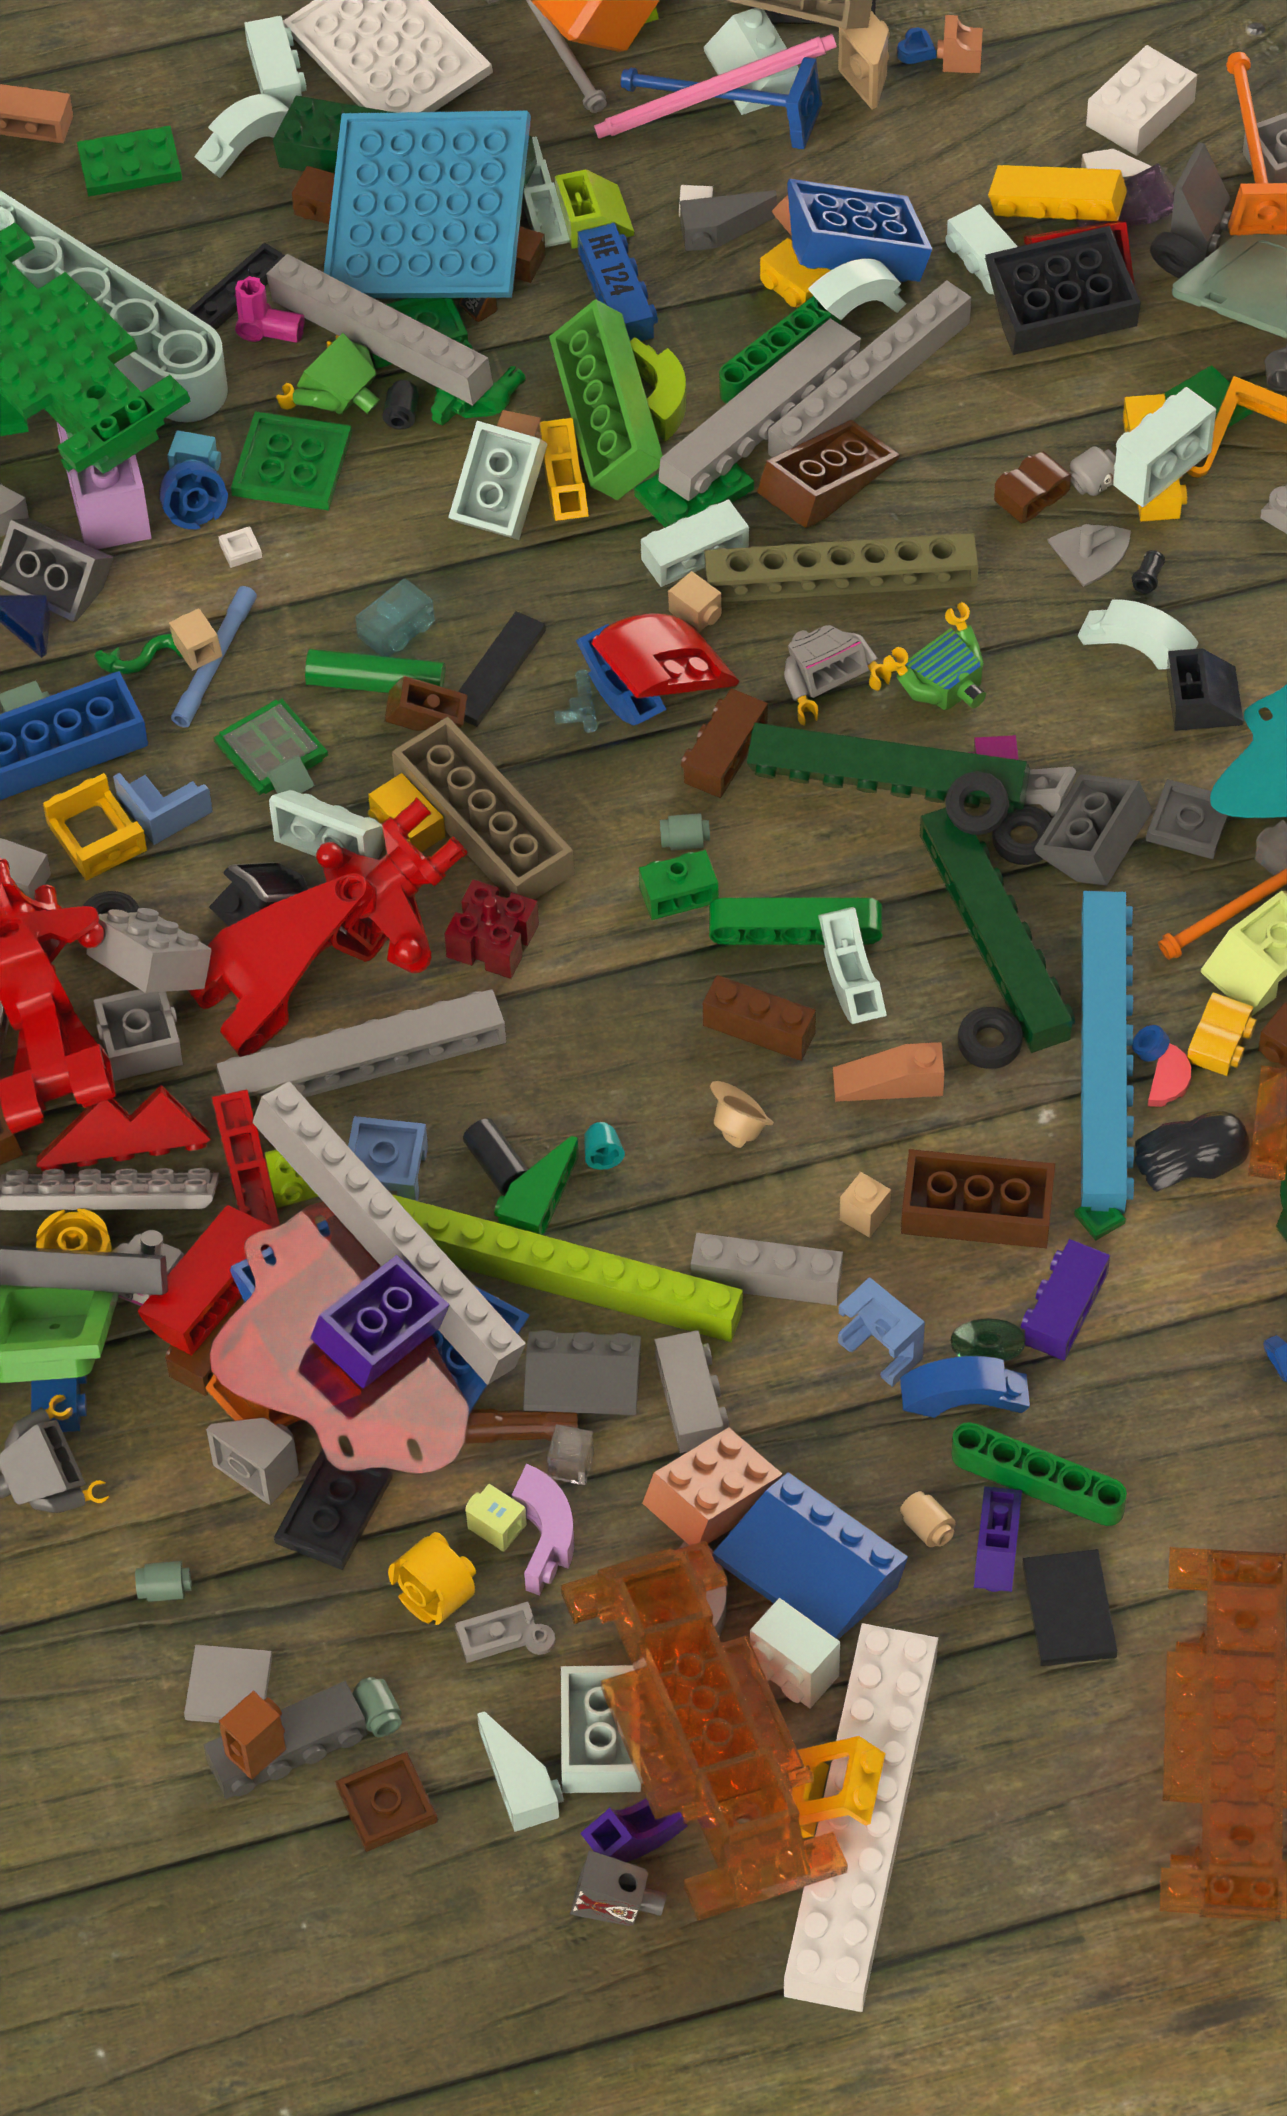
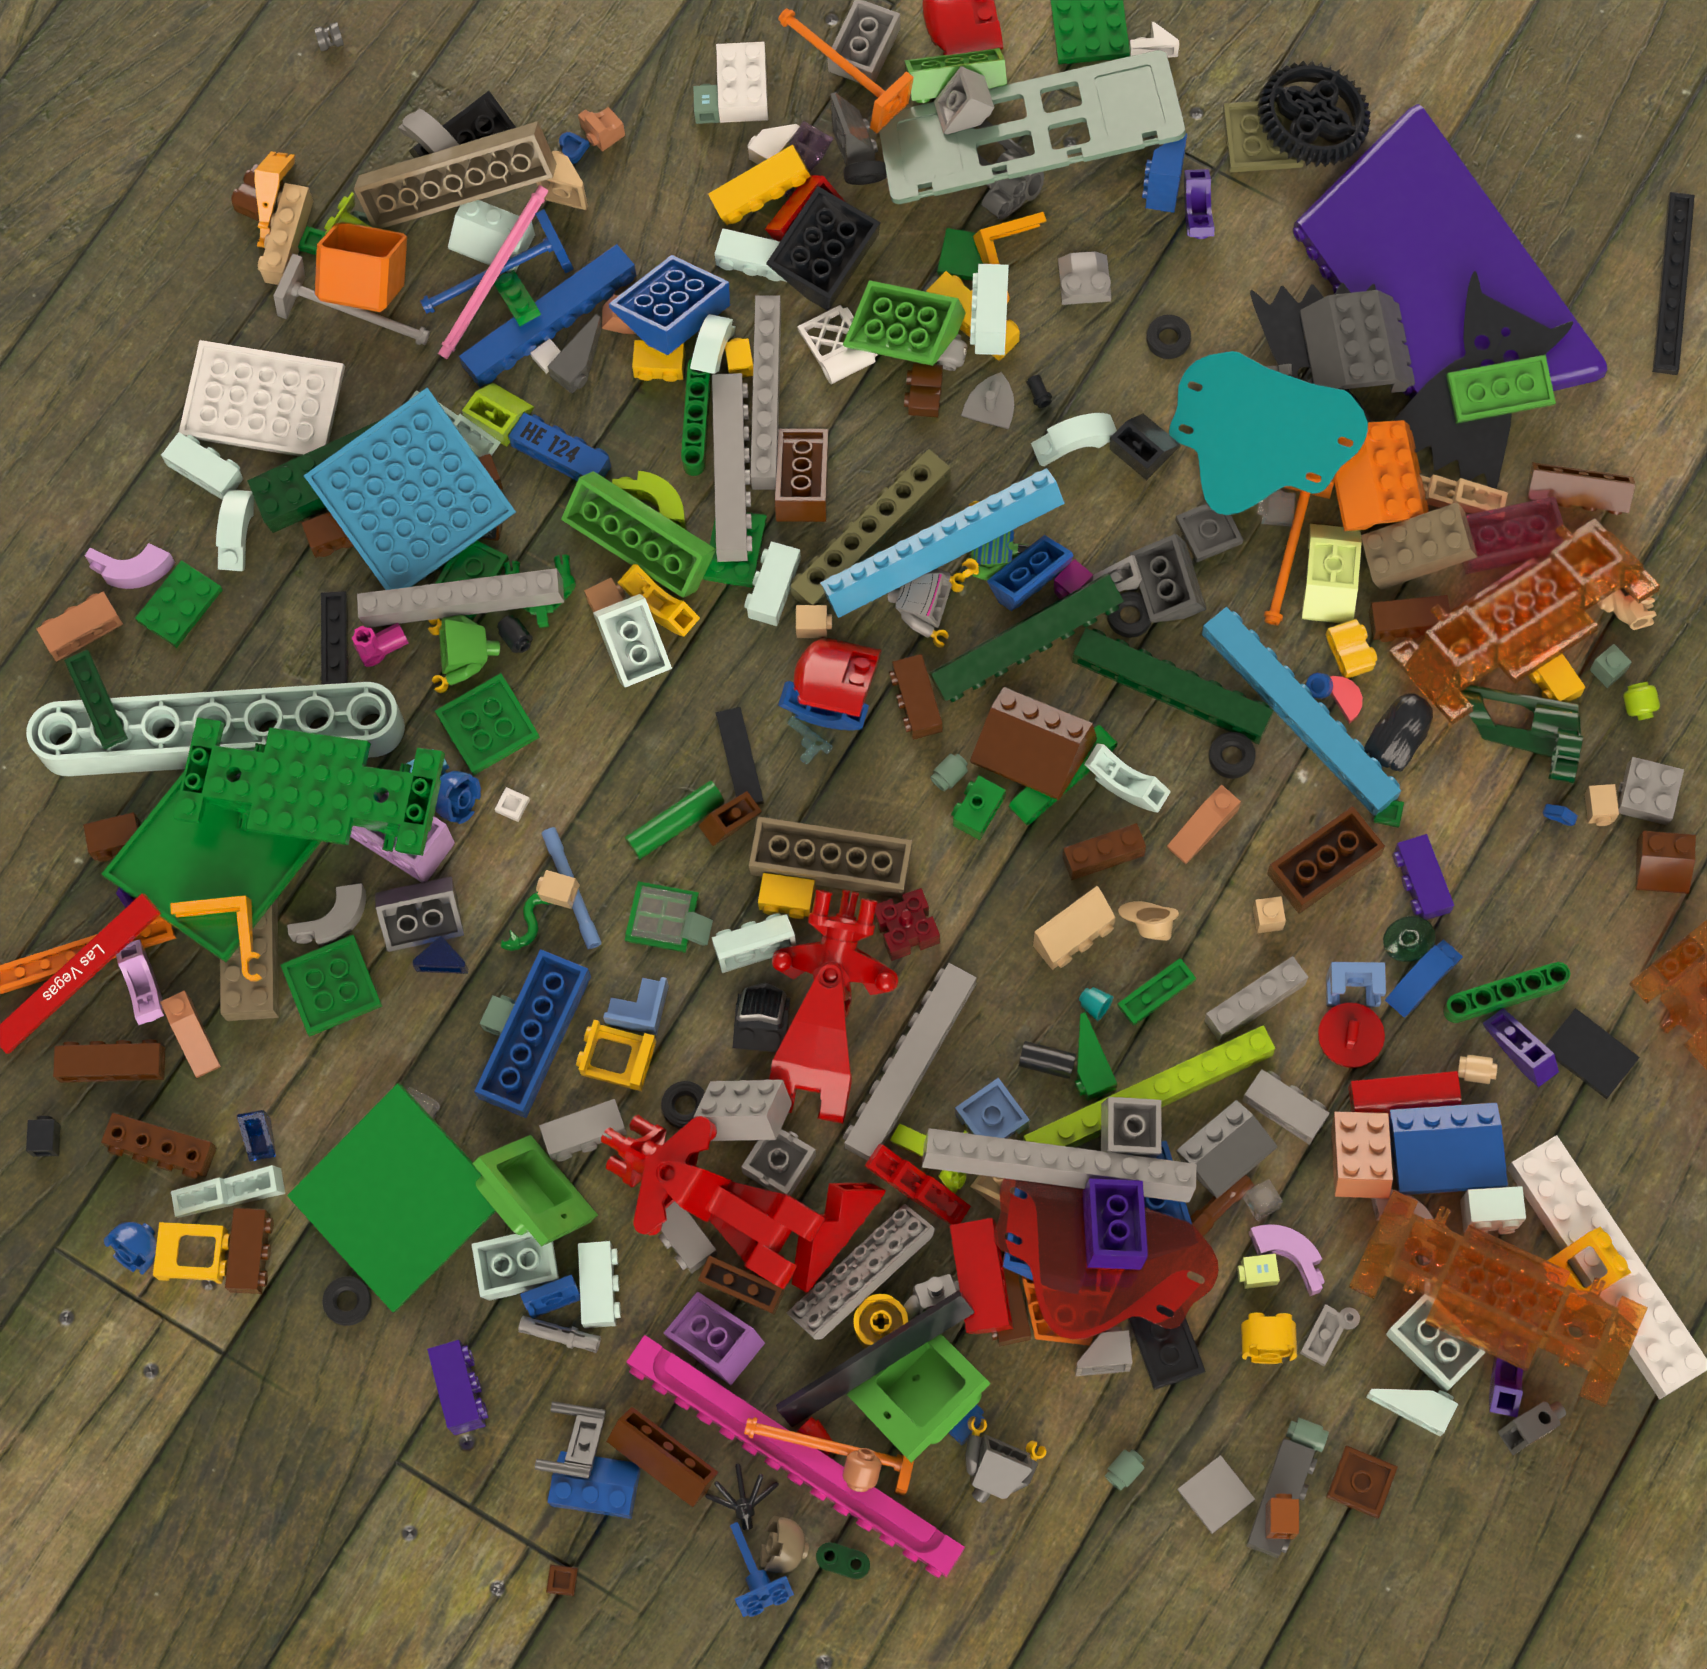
camera: 40 degrees left, 15 degrees up
(120, 105) = (134, 572): none -> lavender arch
(395, 618) = (653, 776): clear light blue brick -> none
(500, 1257) = (1131, 1126): none -> light grey brick
(650, 1056) = (1074, 929): none -> tan slope
(674, 1185) = (1156, 992): none -> green plate
(715, 125) = (516, 298): none -> green plate
(726, 163) = (558, 311): none -> blue brick
(791, 862) = (1033, 743): none -> reddish brown slope
(829, 1475) = (1405, 1092): none -> red brick
(831, 1384) = (1351, 1035): none -> red shield
(874, 322) = (739, 357): none -> yellow brick
(892, 614) = (942, 542): none -> dark azure brick
(954, 715) = (1029, 572): none -> blue slope
(973, 782) = (1087, 621): black tyre -> none
(983, 403) = (839, 361): none -> white piece
(1067, 403) = (904, 323): none -> bright green slope
(1078, 91) = (706, 104): none -> sand green brick

